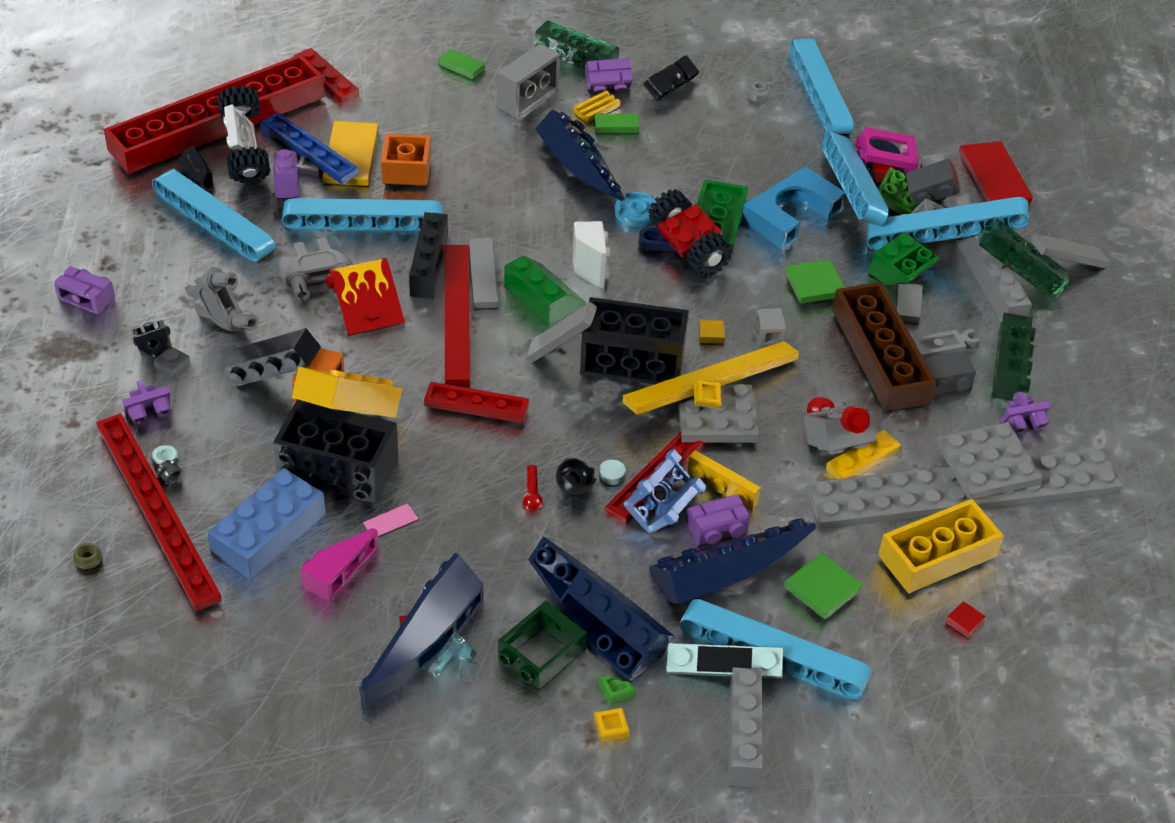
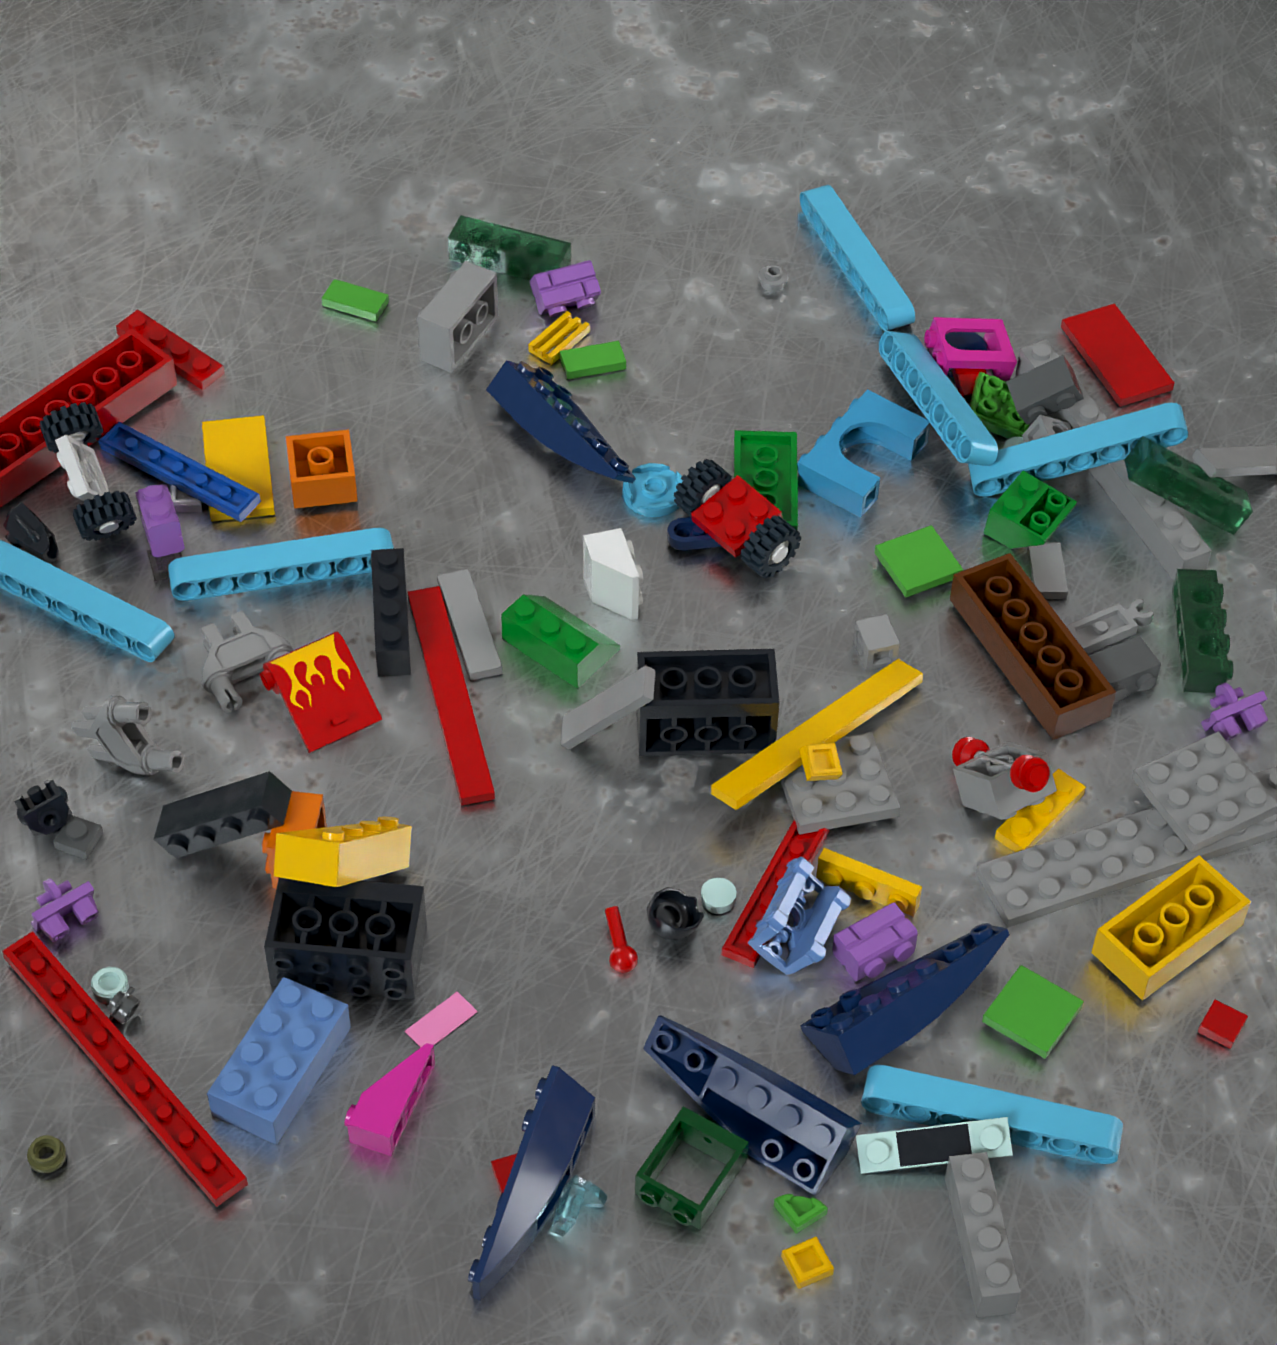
camera: 10 degrees left, 5 degrees up
(476, 402) = (512, 825): red plate -> none
(671, 78) = (652, 278): black piece -> none
(711, 331) = (798, 660): yellow tile -> none

